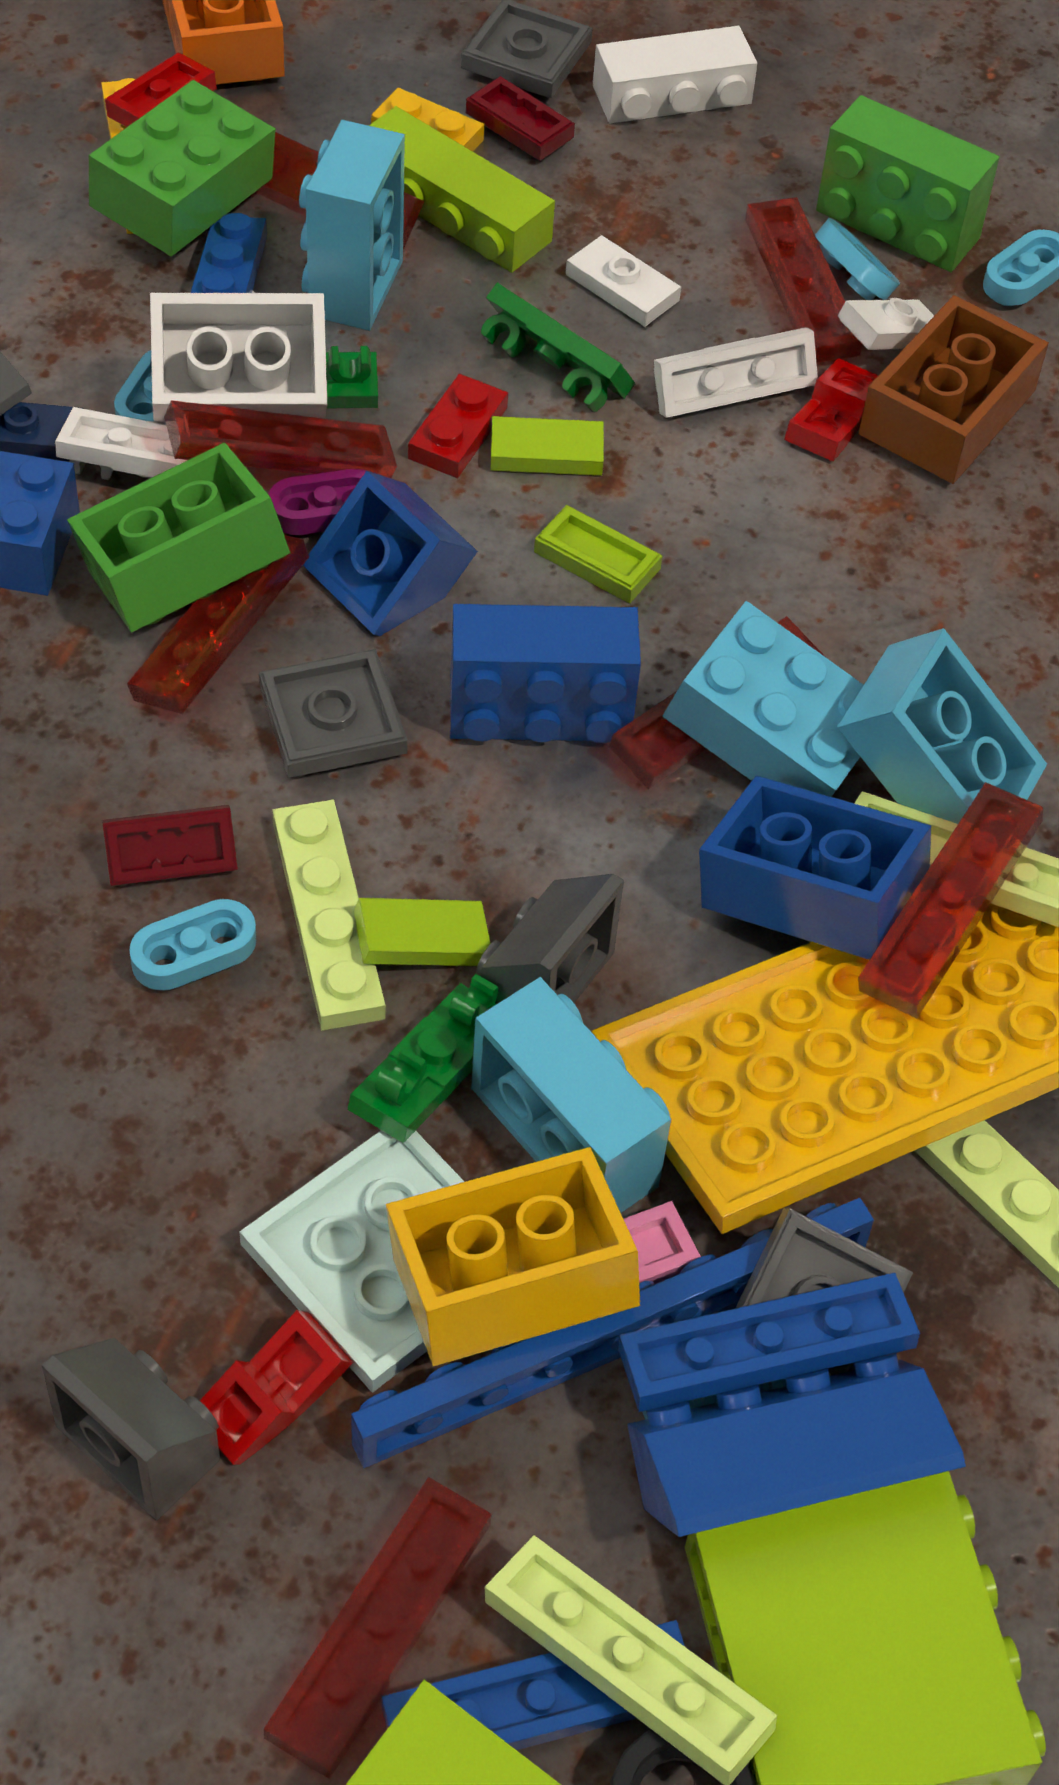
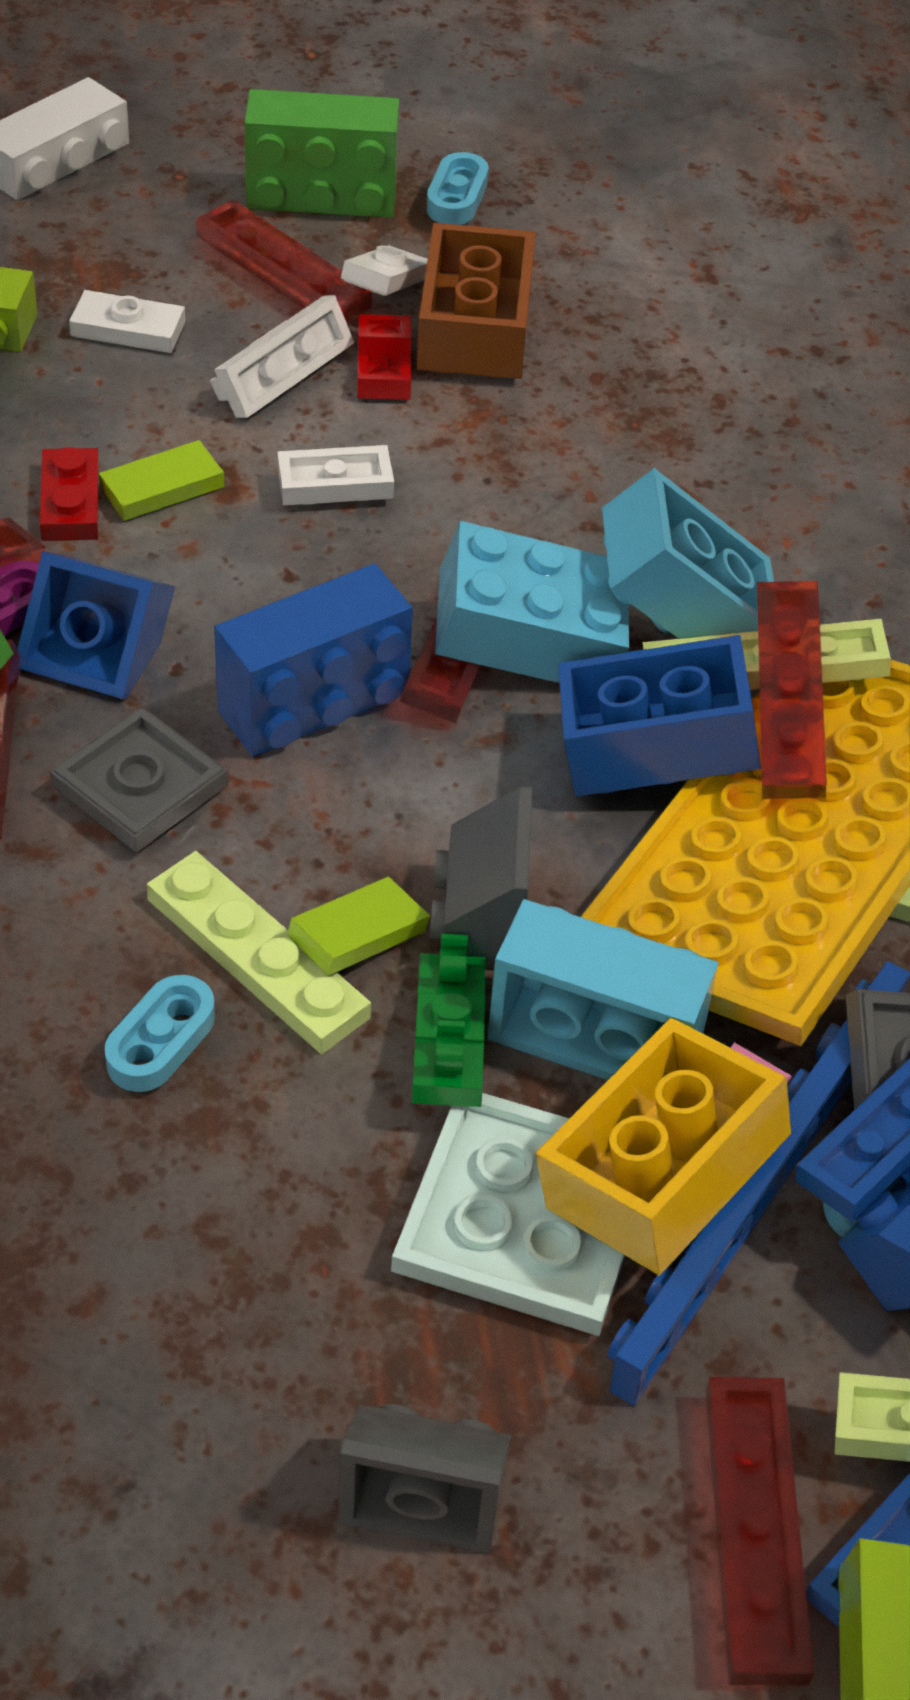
camera: 30 degrees left, 5 degrees down
(169, 845) = (75, 956): dark red plate -> none
(274, 1388) = (516, 1371): red slope -> none
(556, 347) = (113, 392): green plate -> none
(598, 554) = (270, 550): lime tile -> none
(703, 506) = (335, 475): none -> white plate
(842, 249) = (335, 240): medium azure plate -> none

